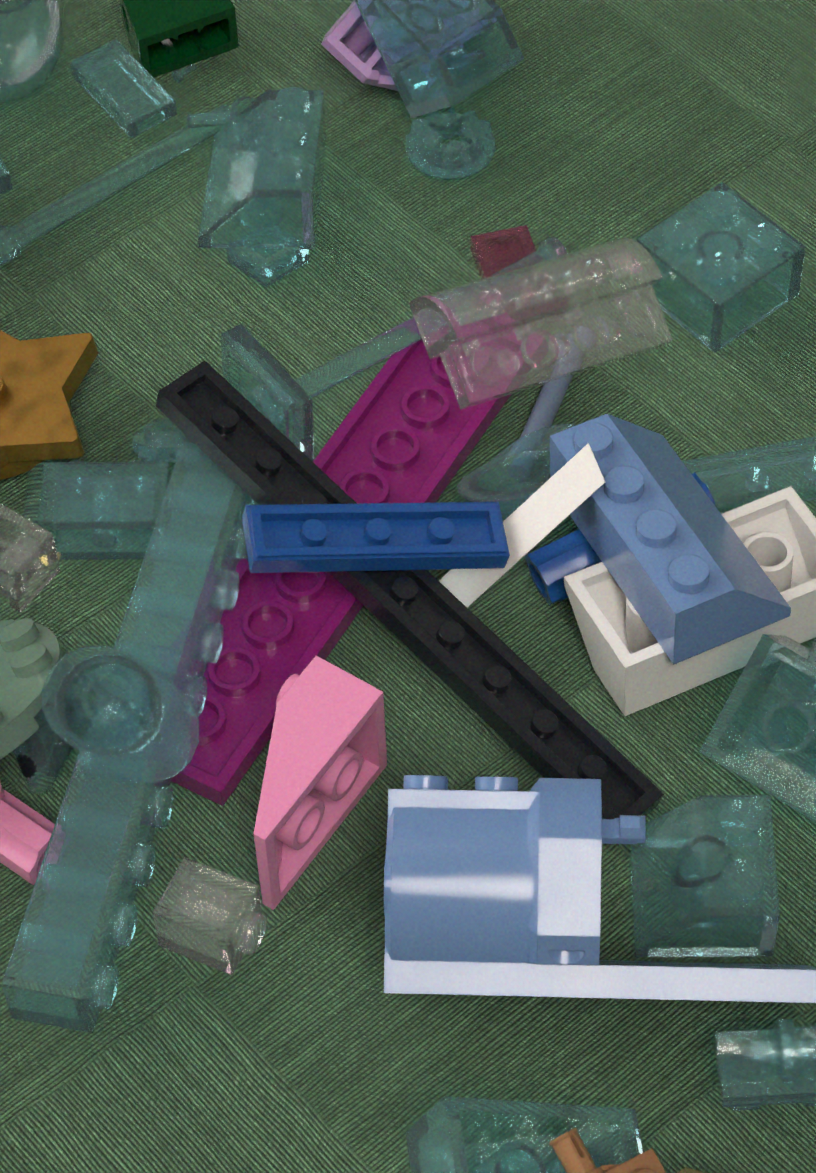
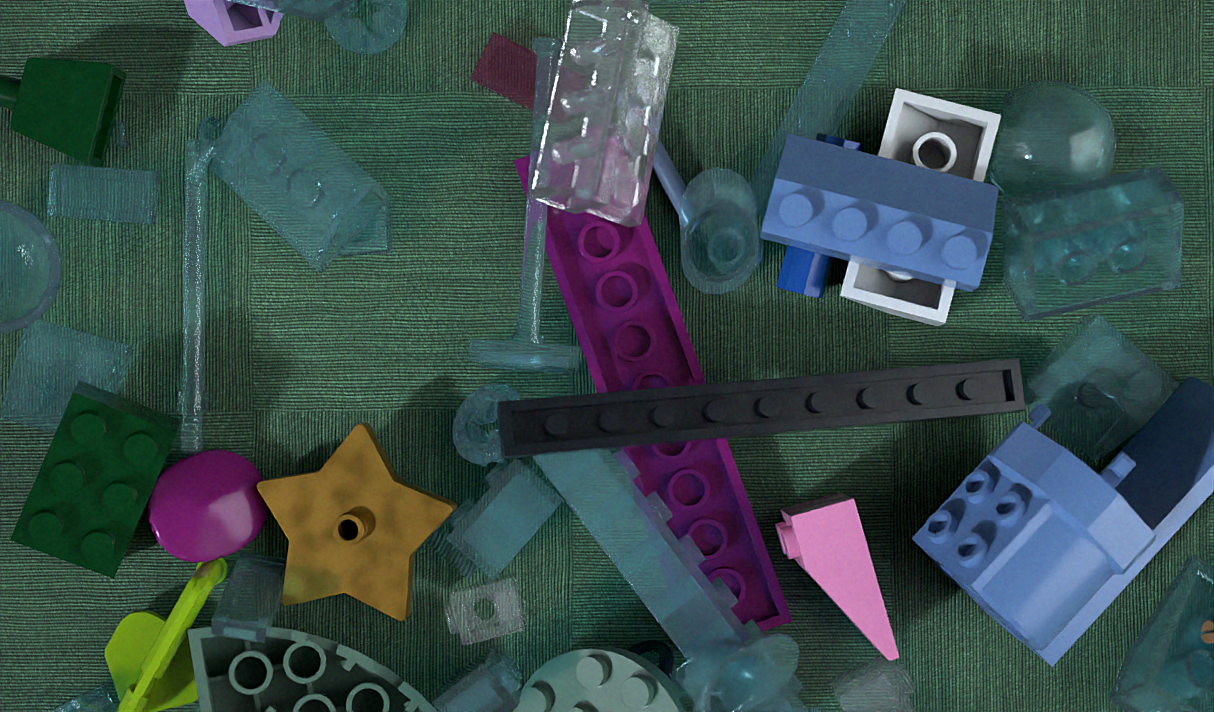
camera: 50 degrees left, 35 degrees up
(374, 537) = (725, 399): blue tile -> none
(533, 522) = (789, 301): white sticker -> none

